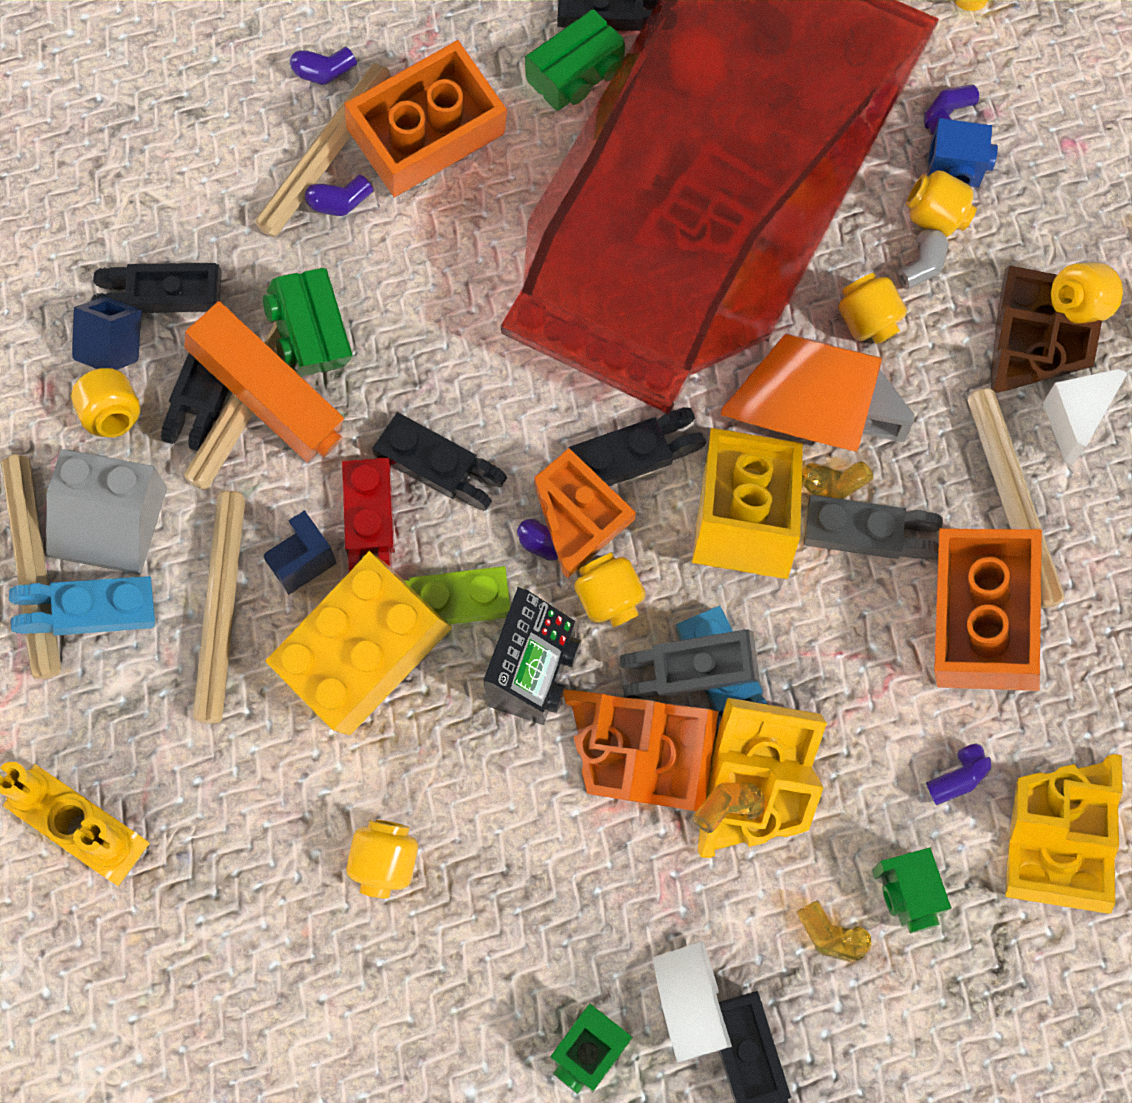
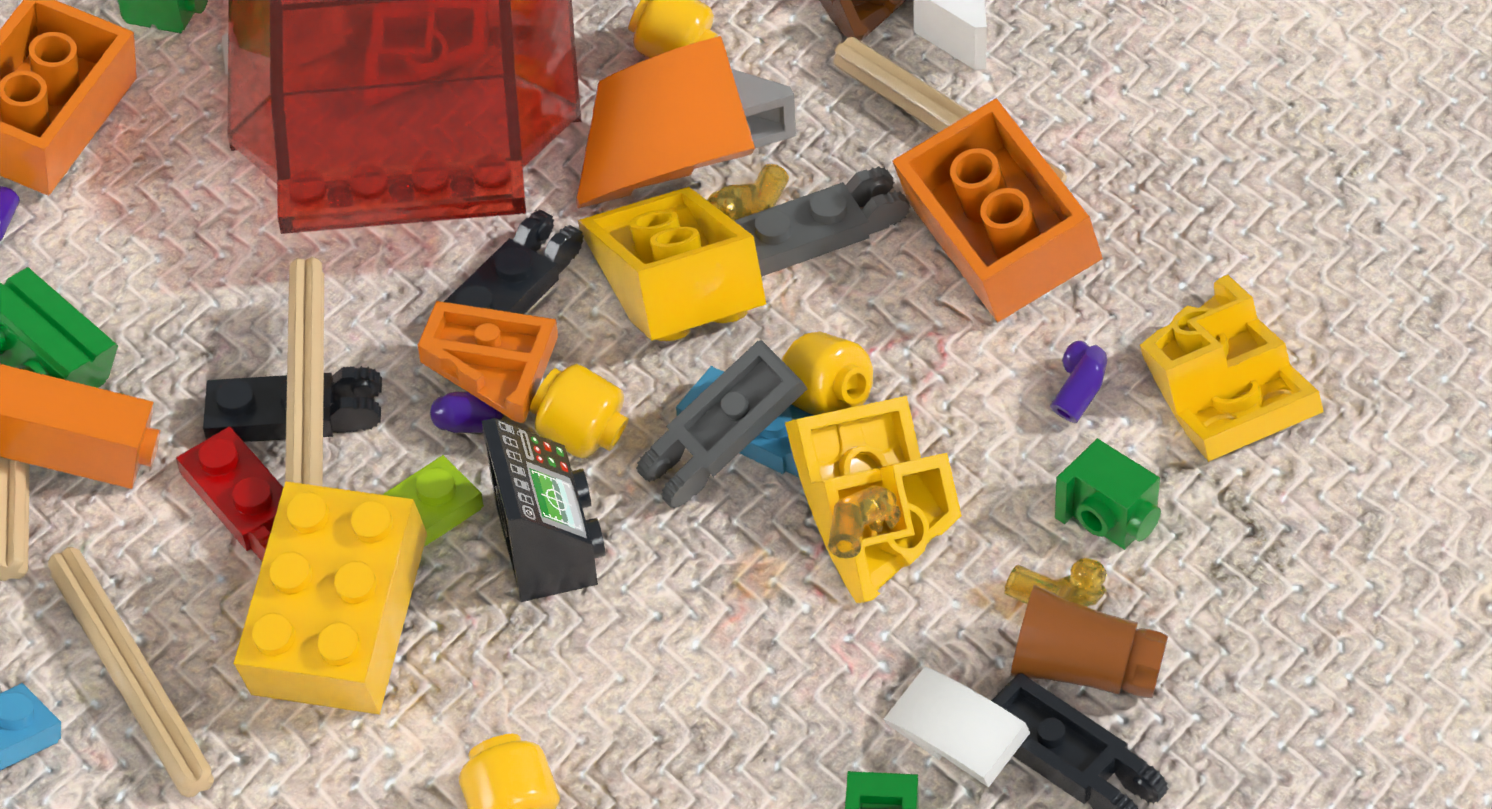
camera: 30 degrees left, 20 degrees down
(301, 555) = (197, 567): dark blue panel -> none
(446, 462) = (305, 373): none -> tan axle
(643, 749) = (727, 534): orange slope -> none
(786, 669) = (832, 370): none -> yellow head
(815, 1002) = (1086, 647): none -> dark orange plant

